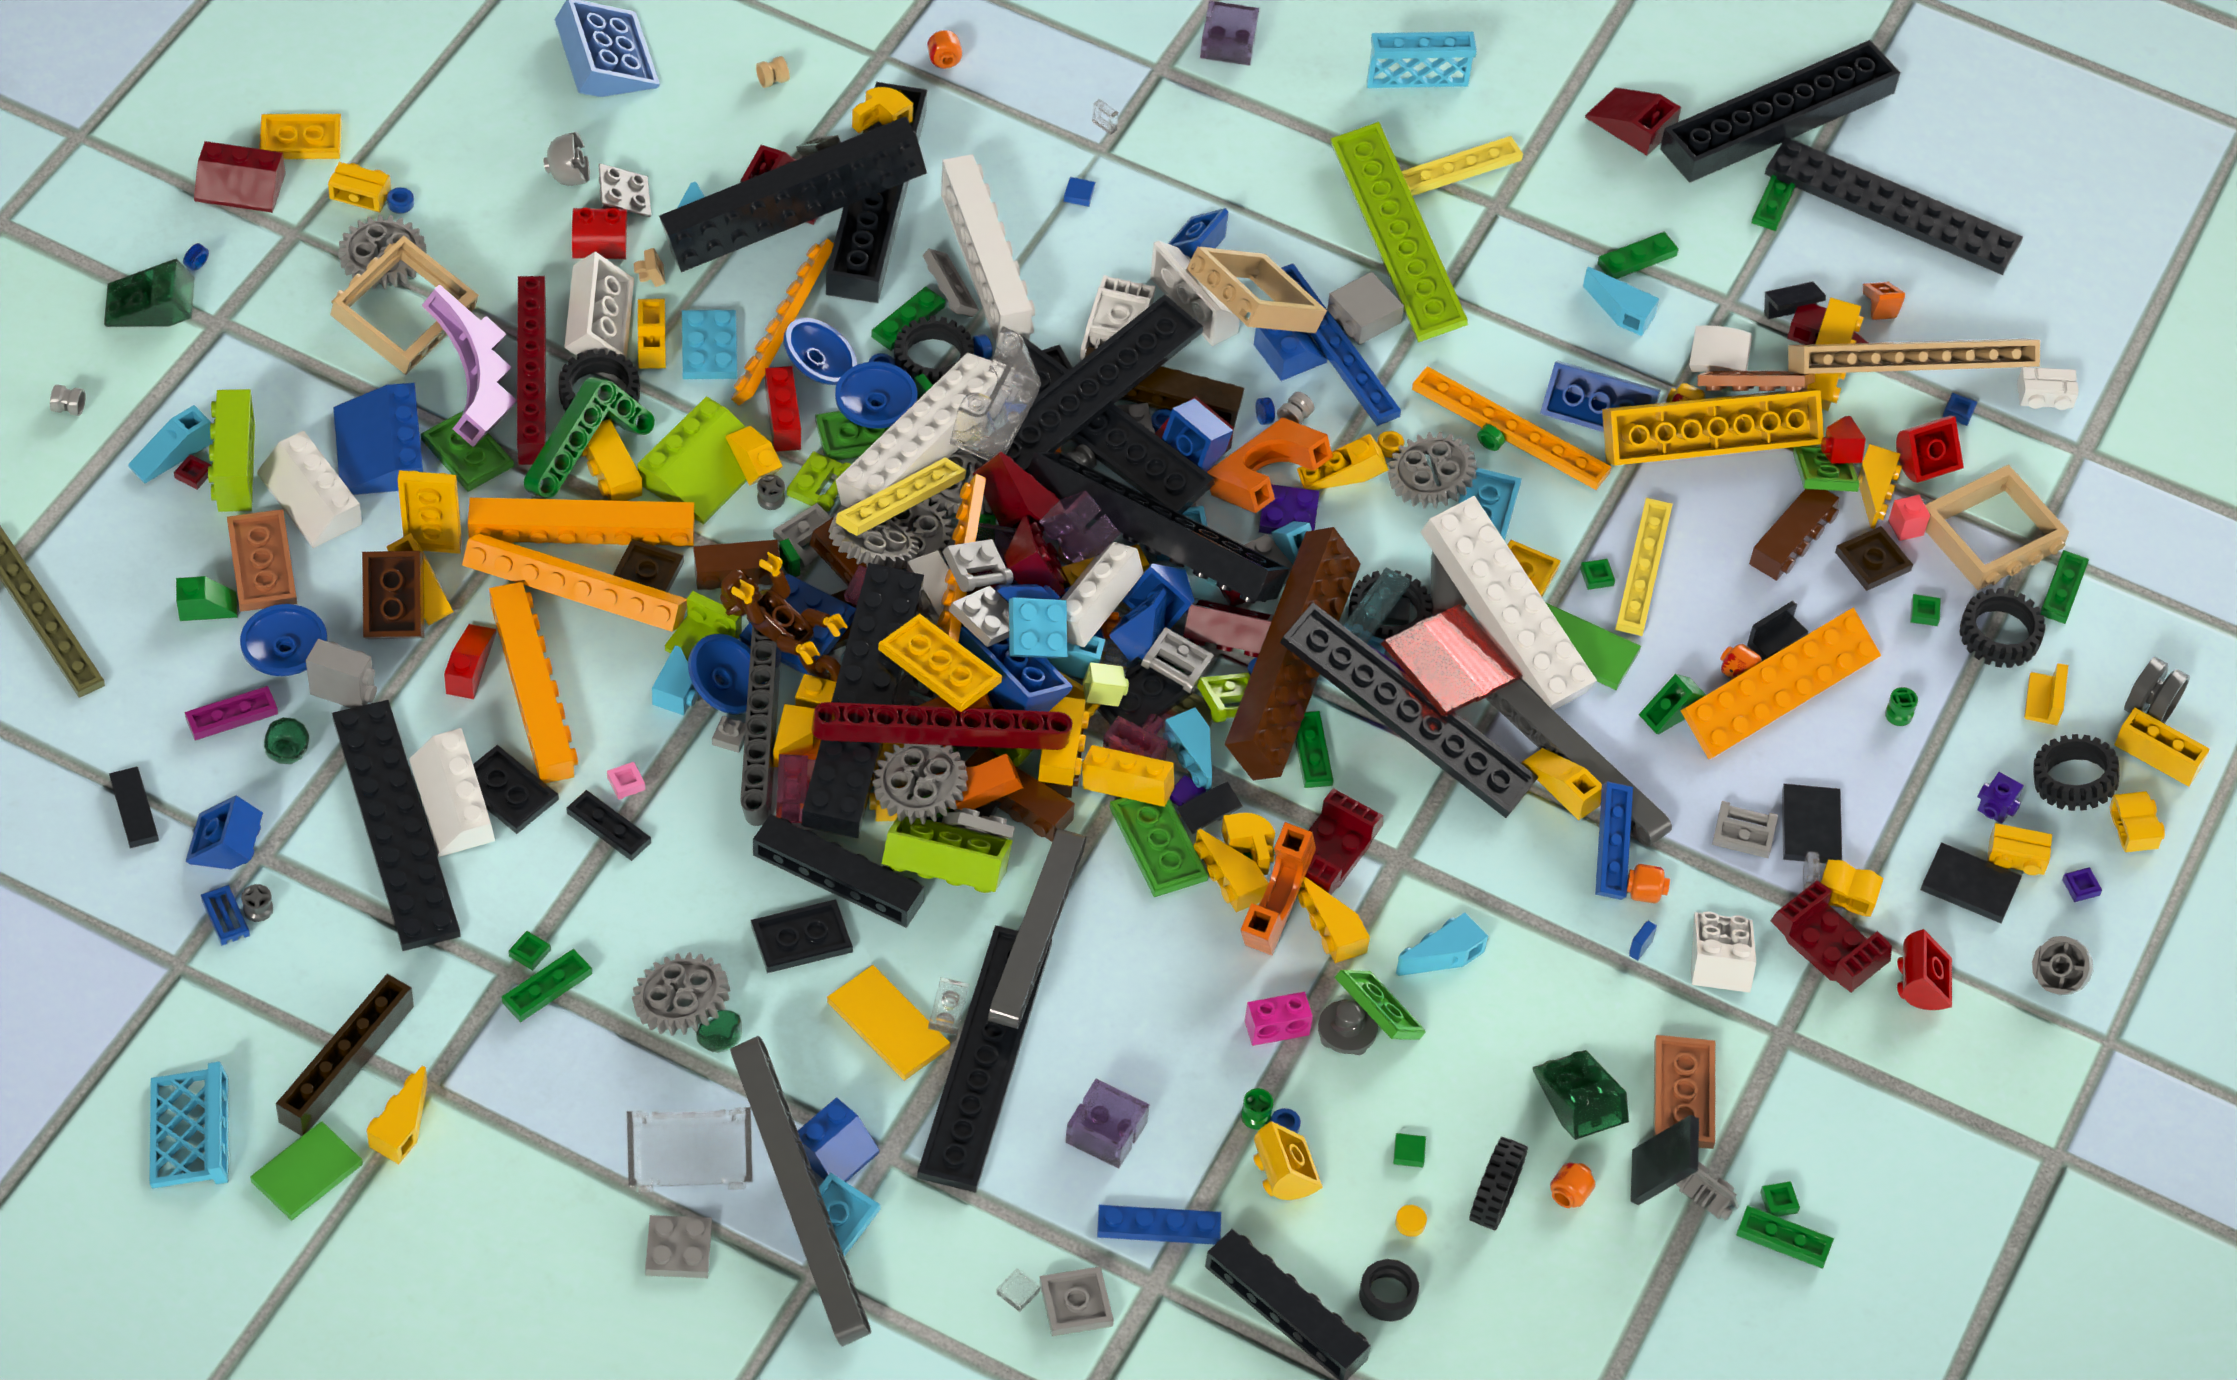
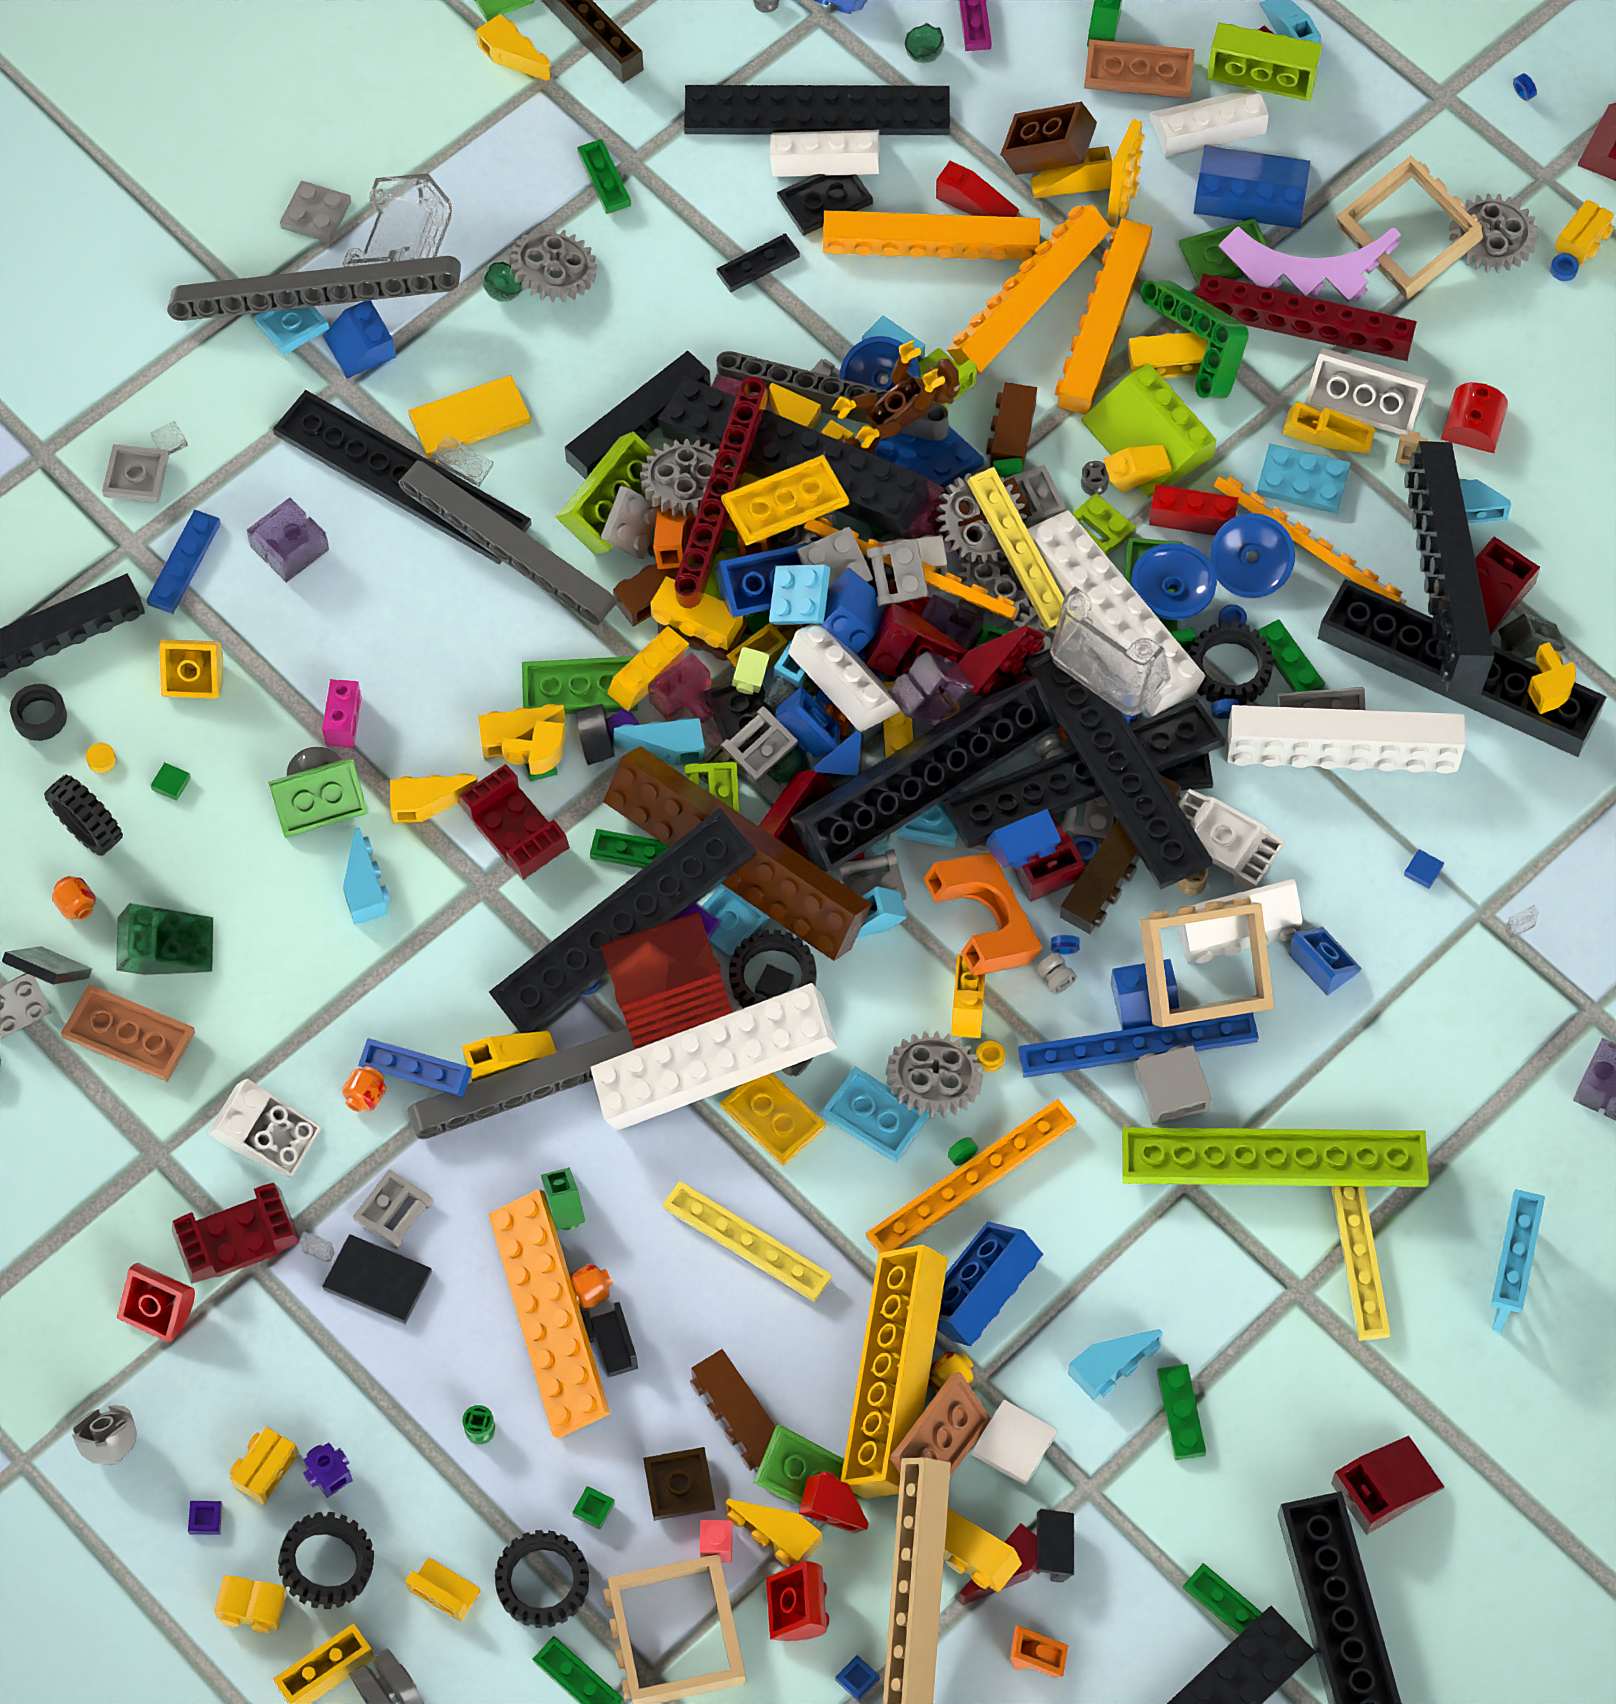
camera: 115 degrees right, 10 degrees up
(151, 297) = (1481, 44): clear green slope -> none
(279, 630) = (1029, 49): blue dish -> none
(340, 674) = (977, 89): light grey brick -> none
(529, 950) = (648, 176): green tile -> none
(567, 161) = (1572, 409): light grey cylinder -> none
(597, 364) = (1278, 395): black tyre -> none
(624, 190) = (1524, 451): light grey hinge -> none
(626, 780) = (792, 277): bright pink tile -> none
(649, 565) = (1032, 355): dark brown plate -> none
(801, 936) = (585, 376): black tile -> none
(1257, 1108) = (258, 667): green wheel -> none
(1266, 921) = (468, 744): orange arch -> none
(1287, 1118) = (240, 691): blue tile -> none
(1289, 506) = (932, 928): dark purple plate -> none
(1377, 604) = (761, 940): clear light blue tile -> none
(1597, 574) = (756, 1196): green tile -> none
(1602, 651) = (671, 1144): bright green tile -> none
(1642, 940) = (301, 1058): blue tile -> none
(1852, 887) = (285, 1277): yellow brick -> none
(1971, 882) = (249, 1404): black tile -> none

